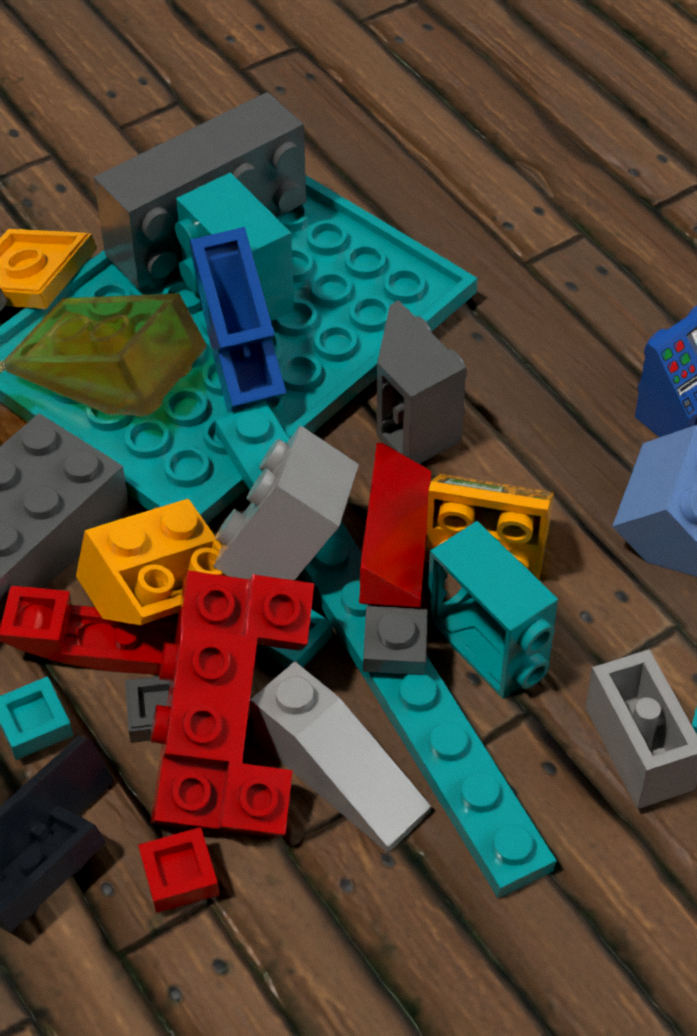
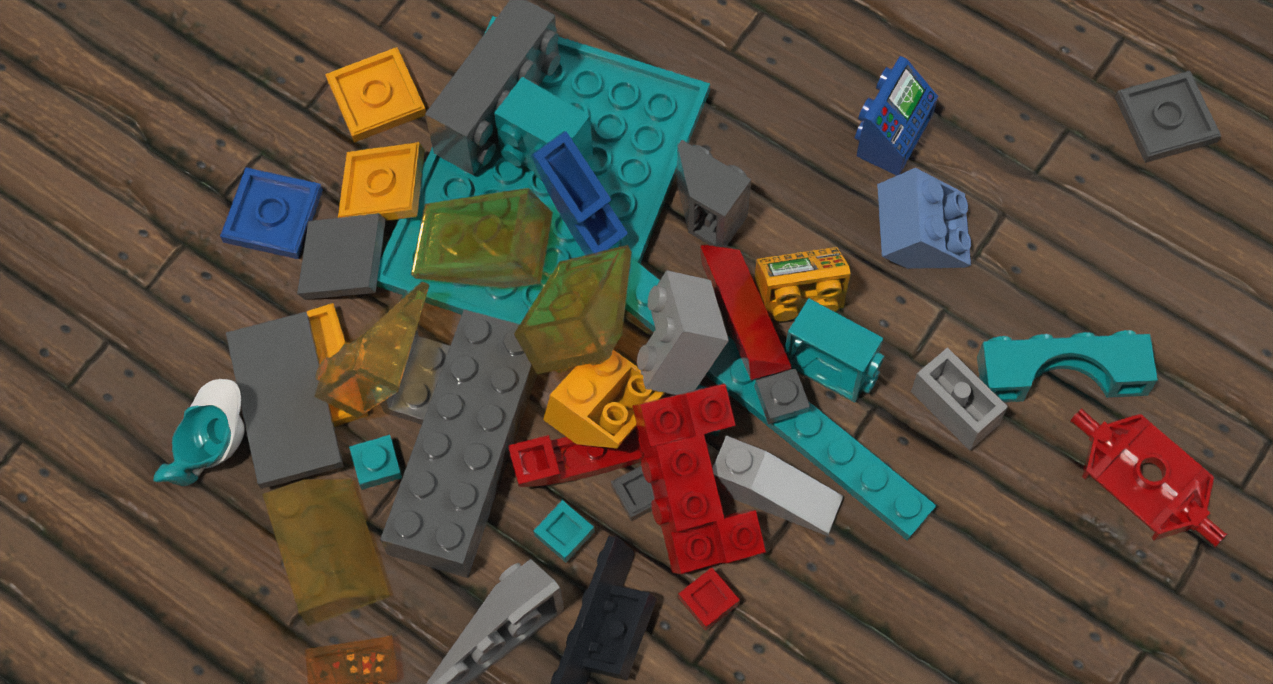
camera: 20 degrees left, 15 degrees up
(63, 186) = (375, 94): none -> light orange tile
(165, 454) = (577, 312): none -> clear yellow slope

